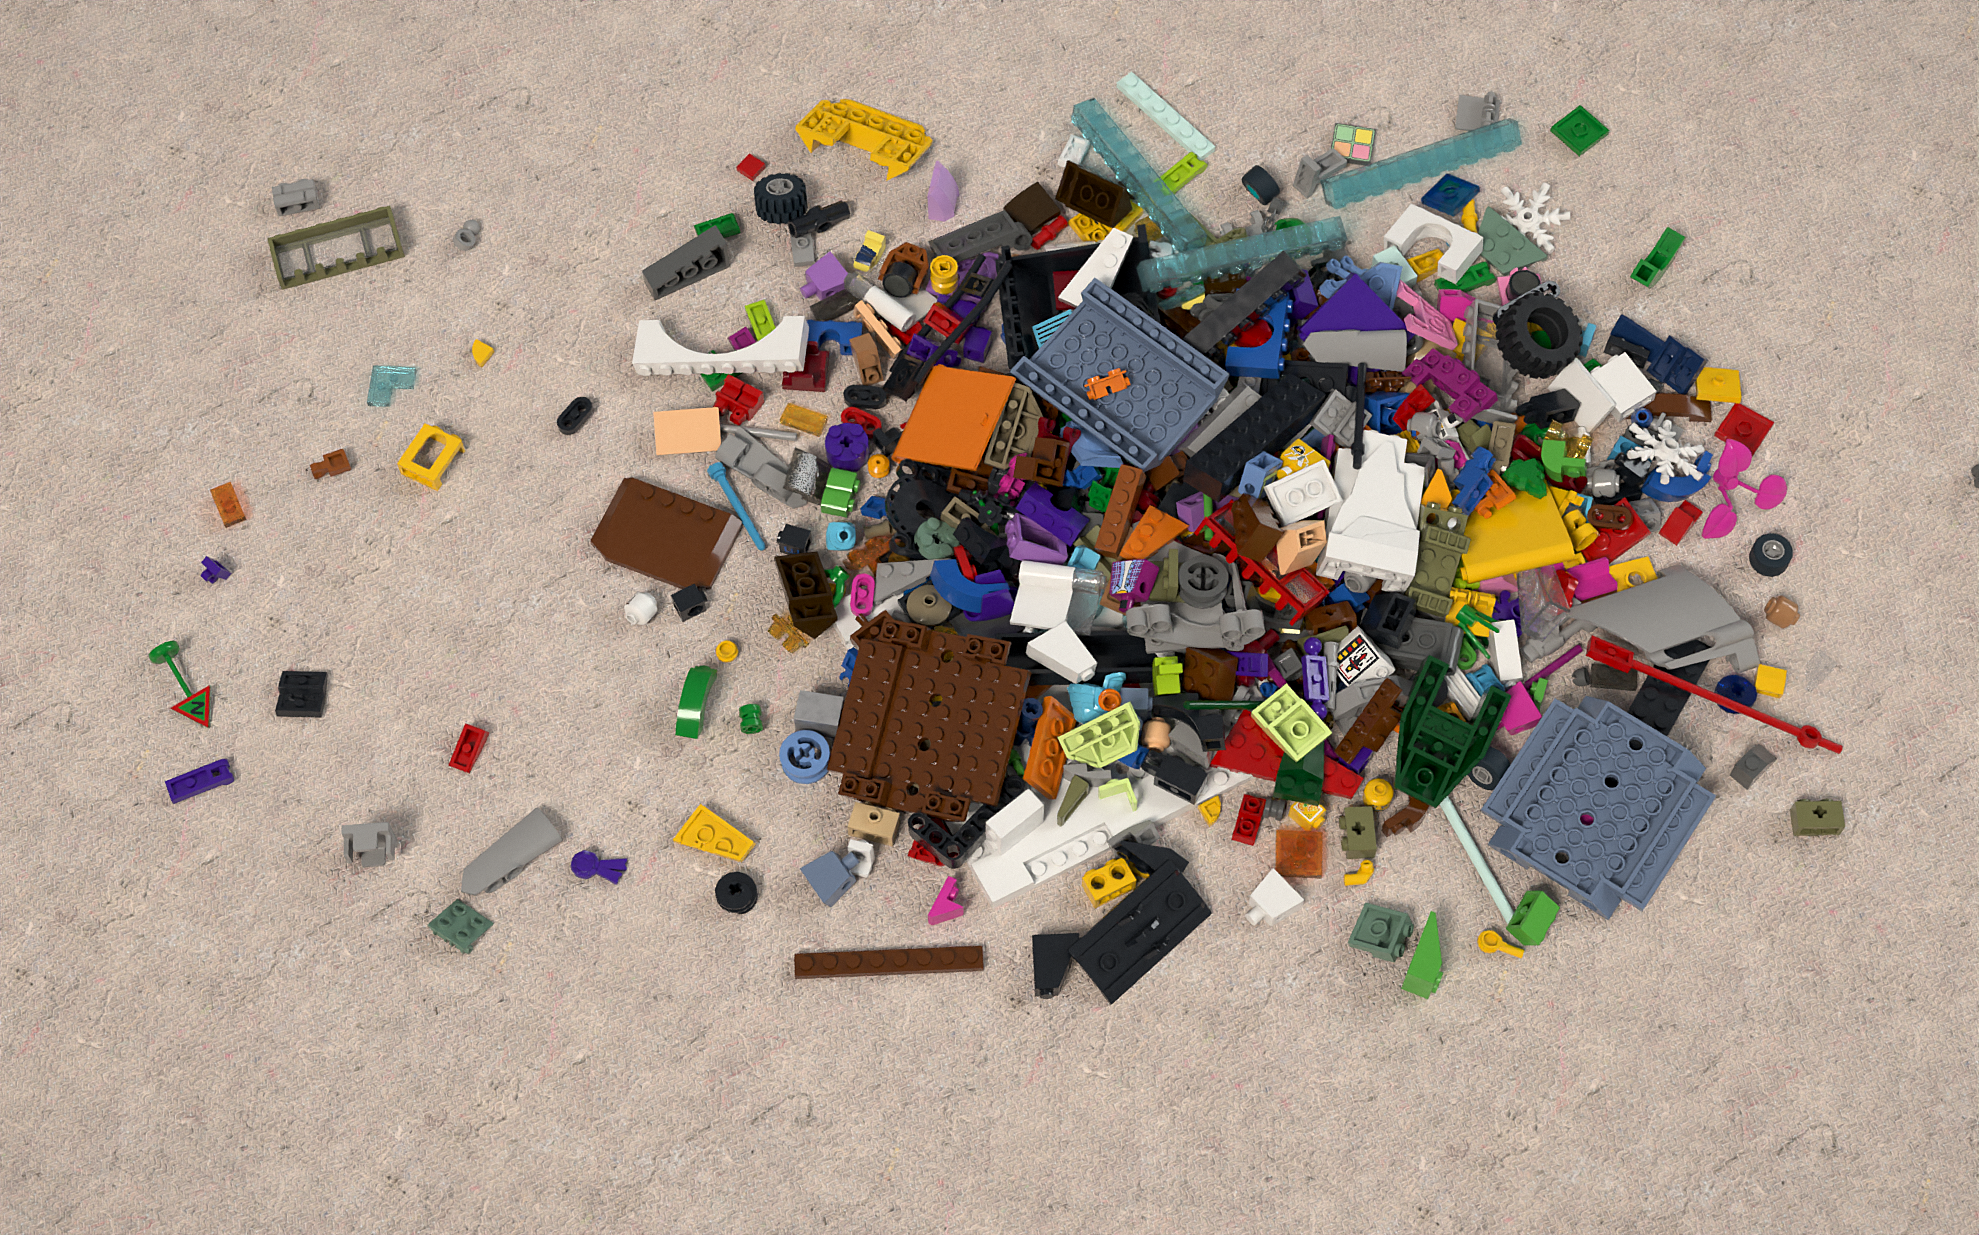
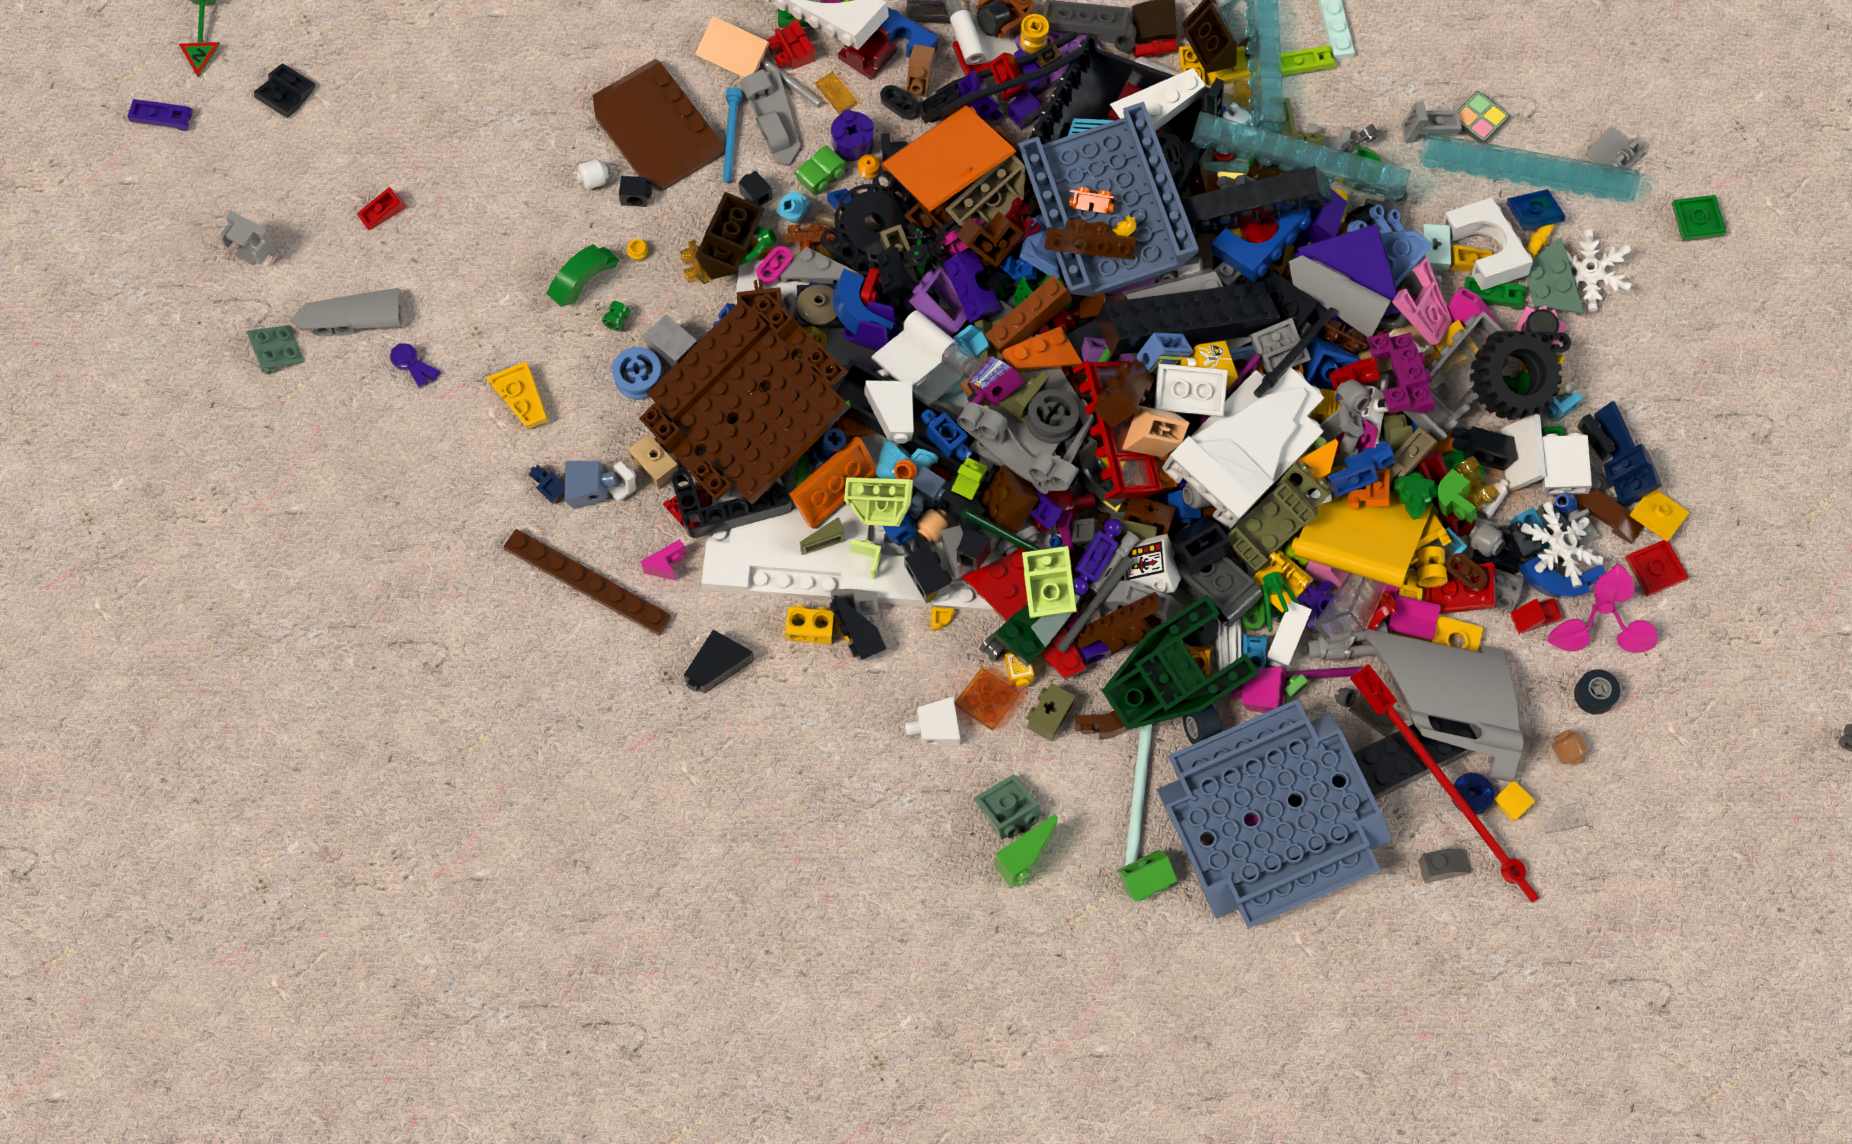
camera: 30 degrees right, 5 degrees up
(736, 903) = (504, 461): black piece -> none
(800, 899) = (550, 486): none -> dark blue plate
(807, 476) = (801, 139): clear smoke slope -> none
(862, 418) = (883, 122): red plate -> none
(871, 324) = (948, 49): light nougat wing -> none
(927, 545) = (853, 248): sand green plate -> none
(1014, 822) = (758, 527): white brick -> none
(1095, 778) = (847, 517): light grey slope -> none
(1125, 642) = (946, 424): none -> blue piece
(1131, 416) = (1089, 239): none -> reddish brown bracket
(1139, 931) = (804, 681): black hinge -> none
(1151, 392) = (1125, 227): none -> yellow plate
(1248, 819) = (965, 645): red slope -> none
(1260, 184) = (1369, 107): black wheel -> none
(1338, 720) = (1094, 605): none -> dark grey piece
(1361, 876) = (1029, 750): yellow arm -> none
(1378, 794) = (1089, 689): yellow head -> none
(1423, 460) = (1329, 428): flat silver bracket -> none
(1491, 942) = (1098, 873): yellow plate -> none
(1655, 265) = (1676, 377): green arch -> none
(1817, 817) = (1455, 944): olive brick -> none

